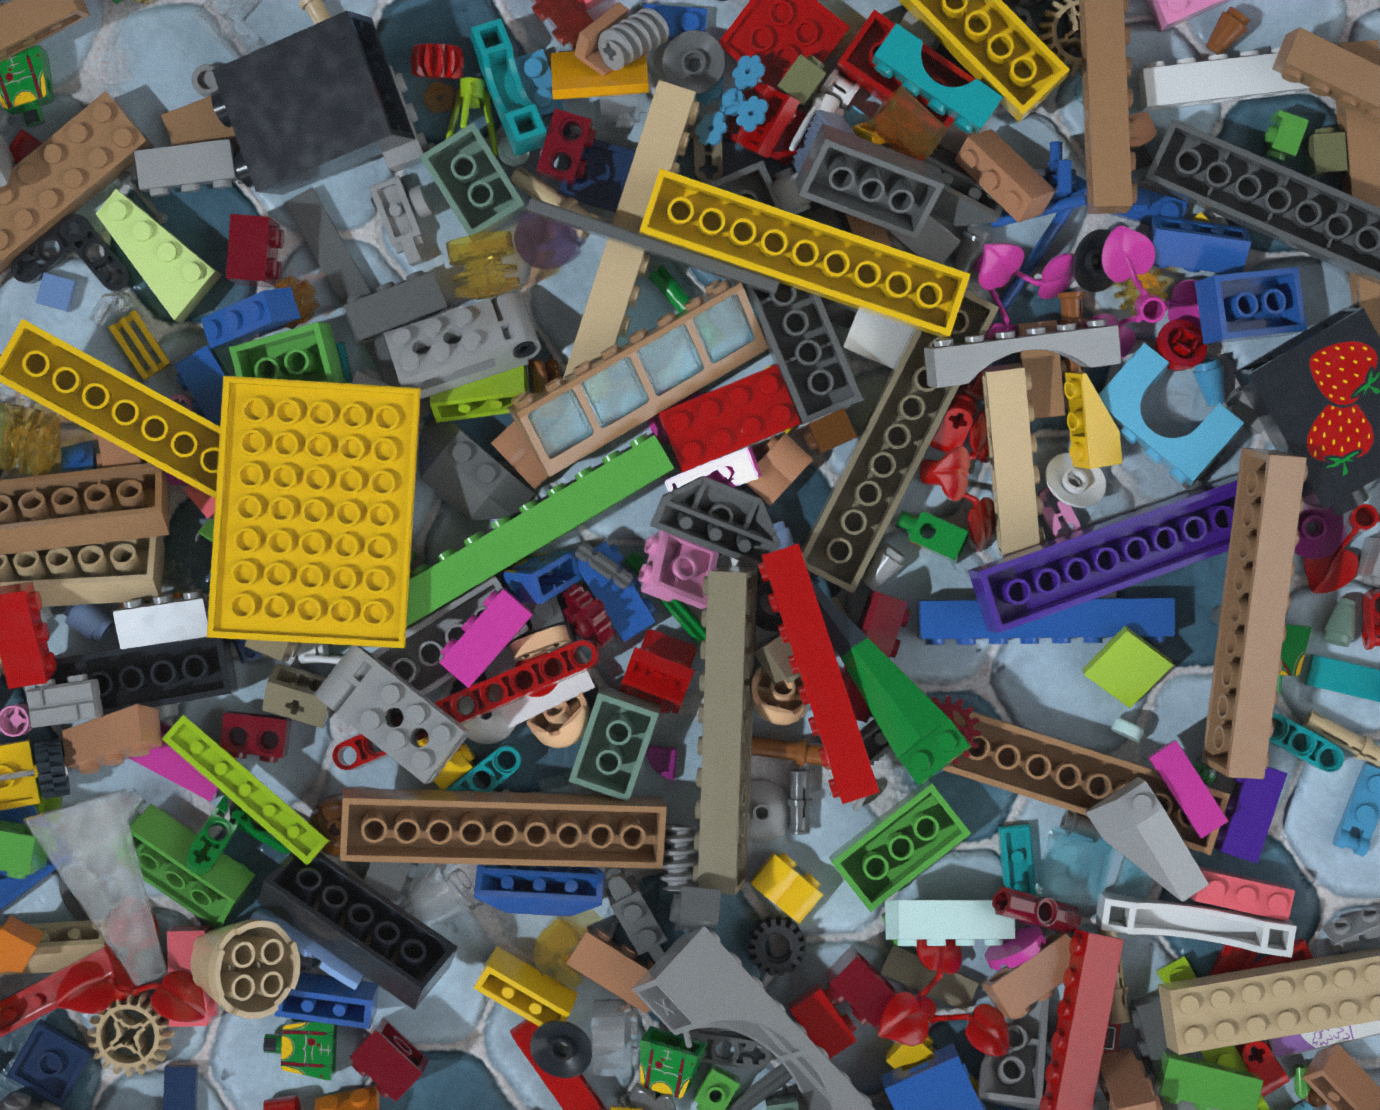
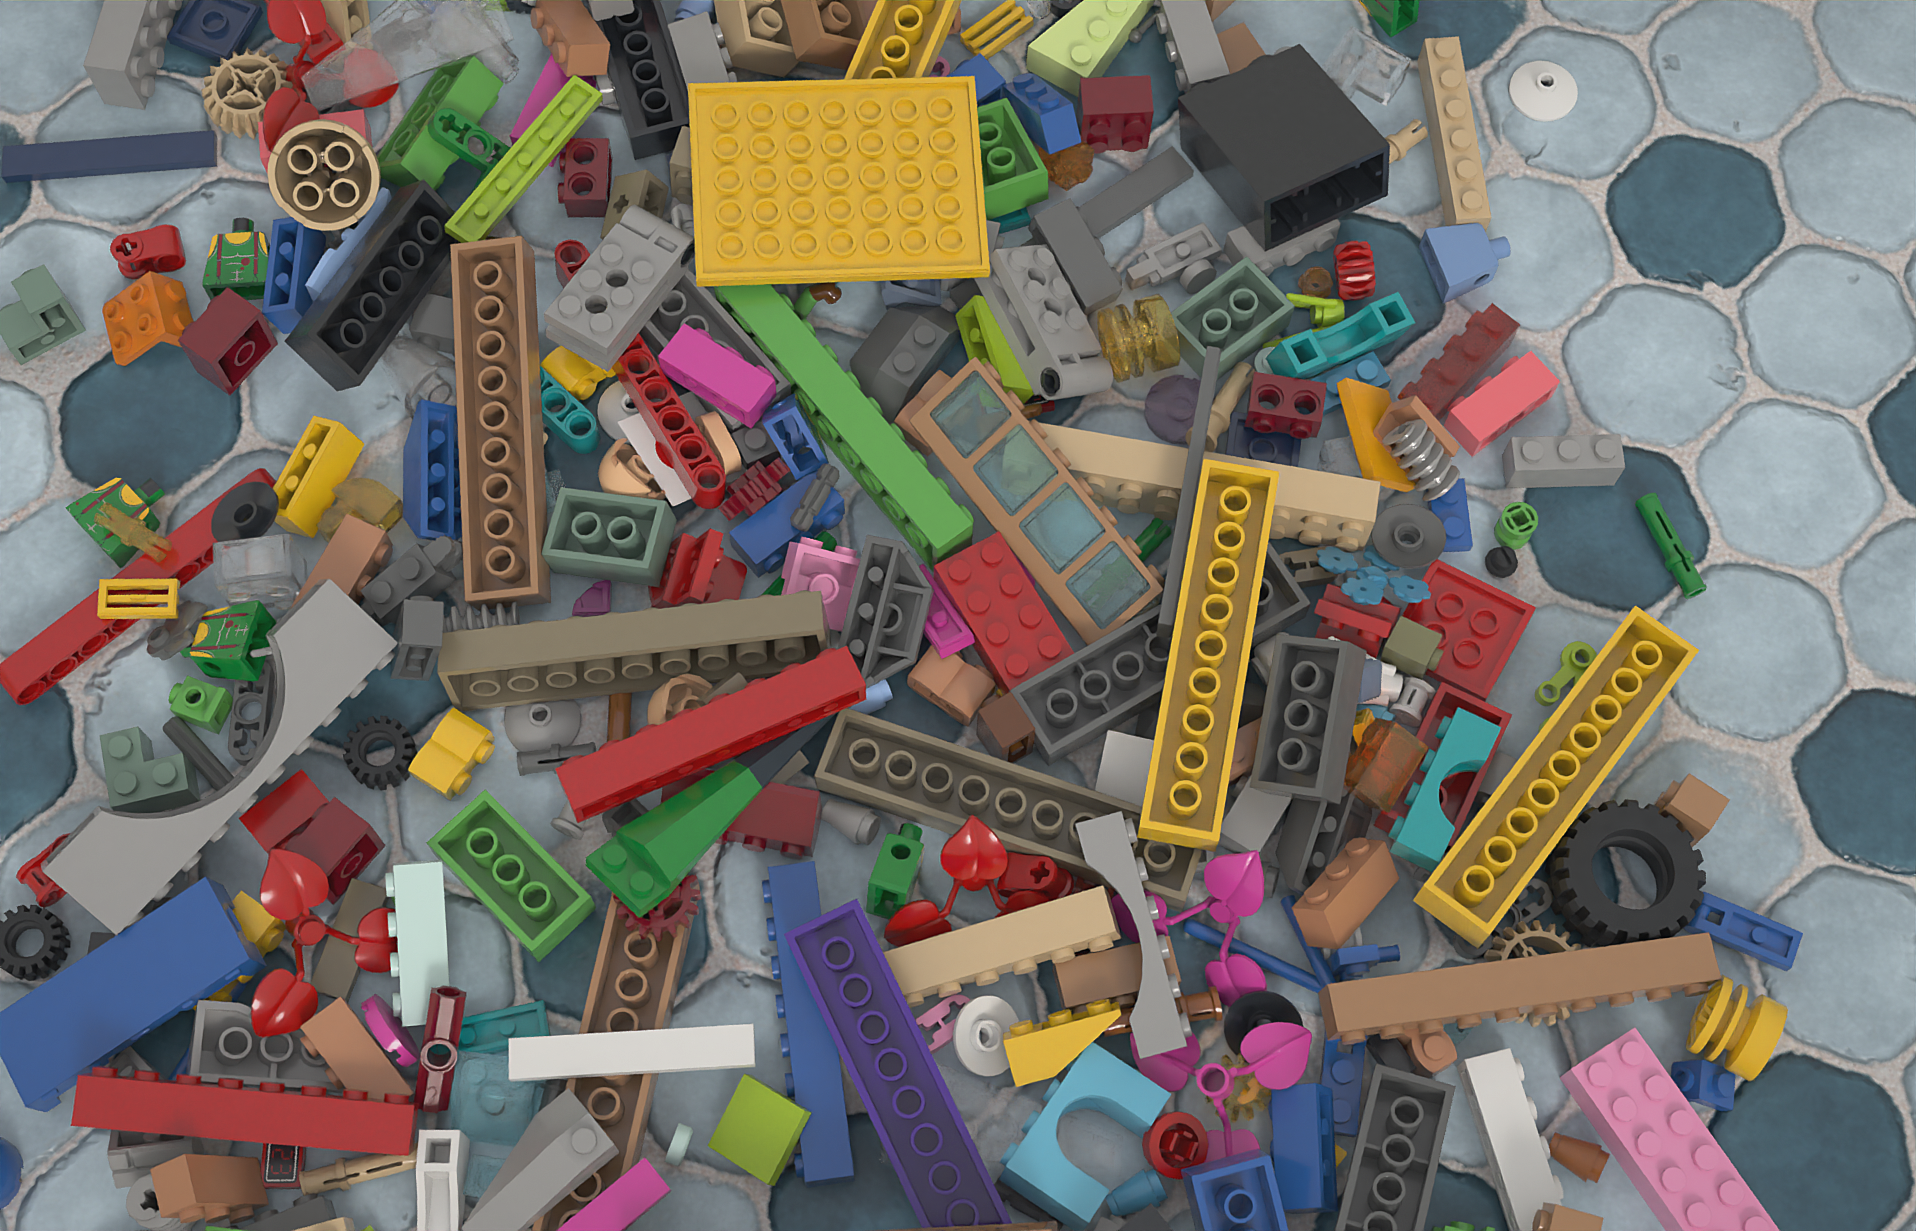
camera: 85 degrees right, 20 degrees down
(1064, 760) = (631, 1052): none -> white tile

